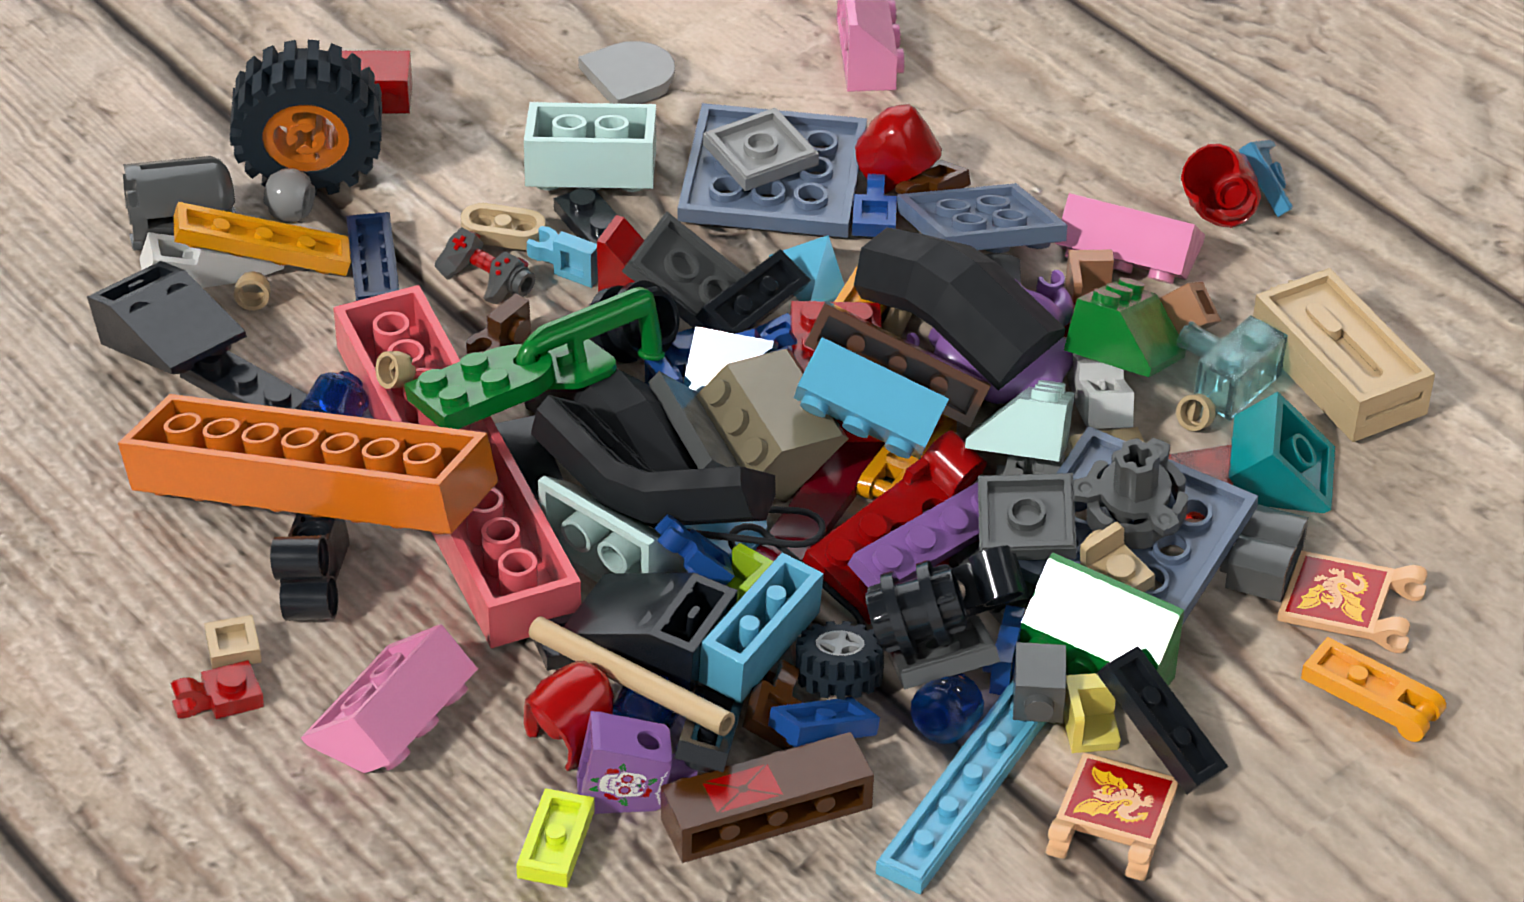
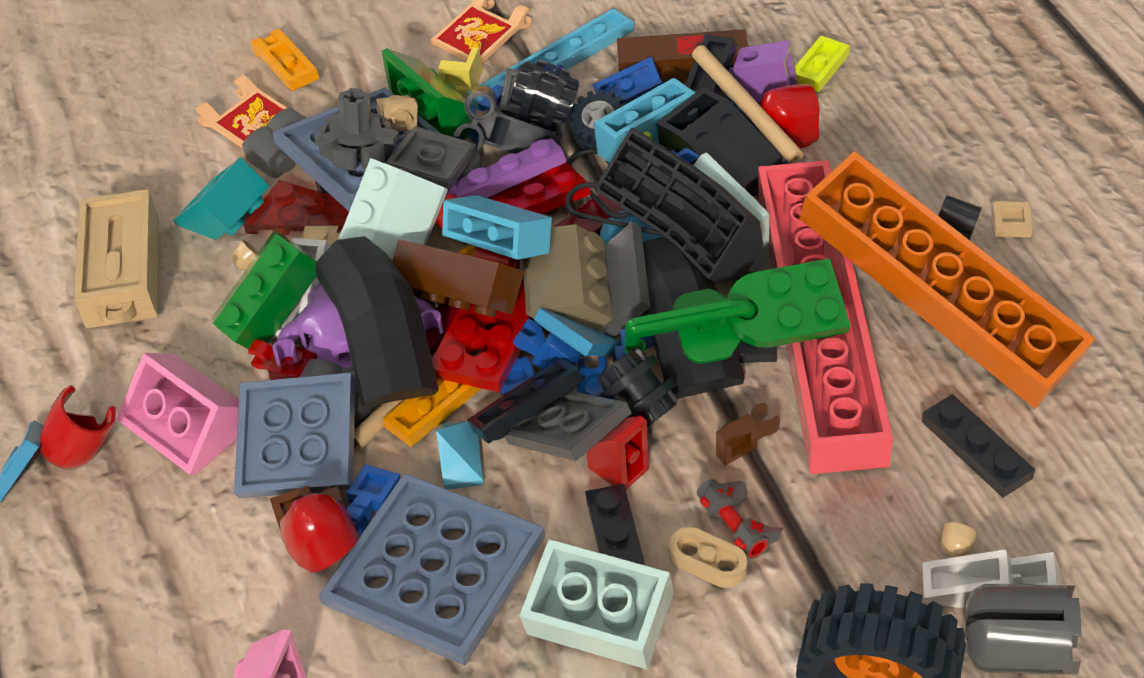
camera: 155 degrees left, 5 degrees up
(163, 319) = (1046, 481): slope -> none
(223, 689) = (1024, 191): red plate -> none
(261, 239) = (946, 557): light orange plate -> none
(337, 394) = (906, 388): clear blue head -> none
(372, 254) = (838, 541): dark blue plate -> none
(392, 362) = (851, 342): tan hinge -> none
(393, 701) = (916, 149): bright pink slope -> none
(571, 255) = (659, 500): medium azure plate -> none
(760, 149) = (438, 569): light grey tile -> none
(1039, 682) = (484, 68): brick -> none
(1088, 271) = (230, 376): nougat panel -> none
(1162, 720) = (427, 43): black plate -> none
(1189, 304) = (195, 334): nougat panel -> none
(1235, 366) = (194, 273): clear light blue brick -> none

